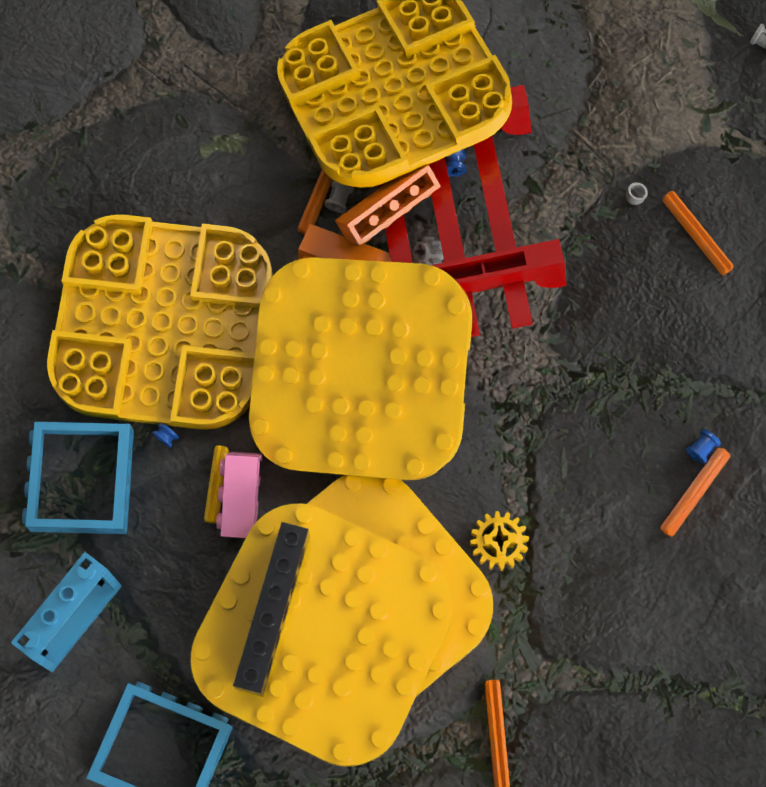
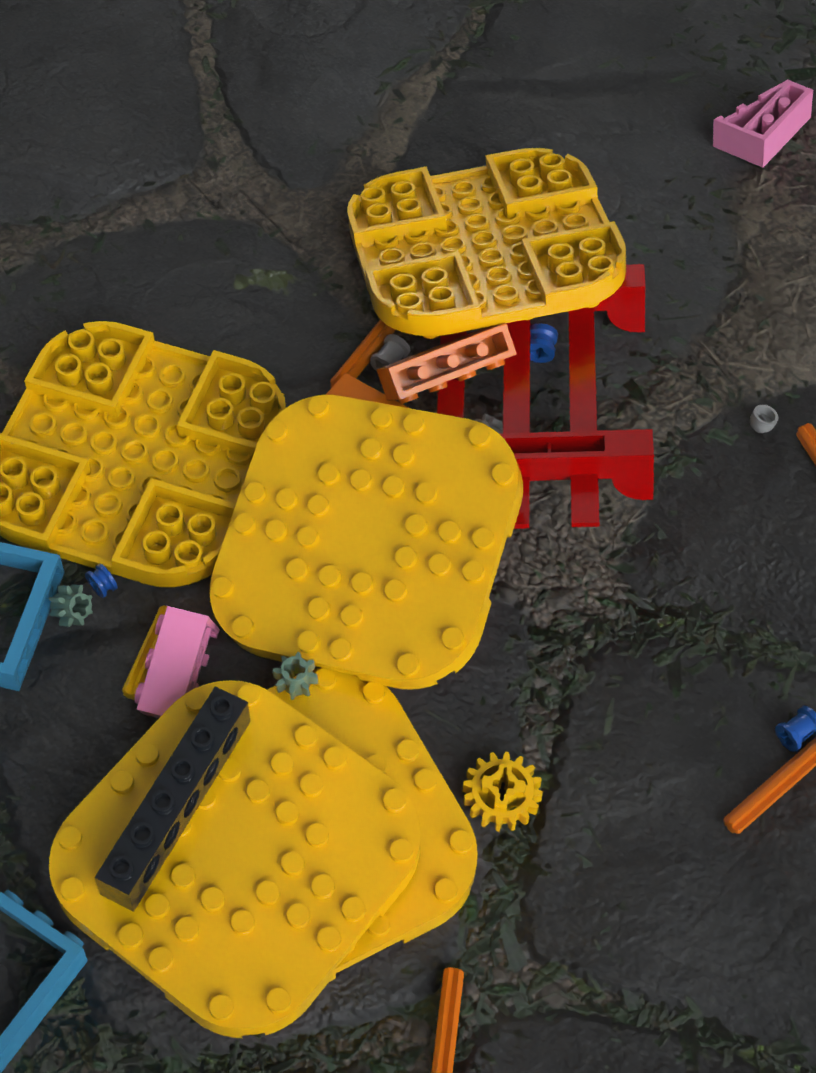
camera: 10 degrees right, 15 degrees down
(148, 461) = (70, 605): none -> sand green gear
(338, 493) = (290, 667): none -> sand green gear

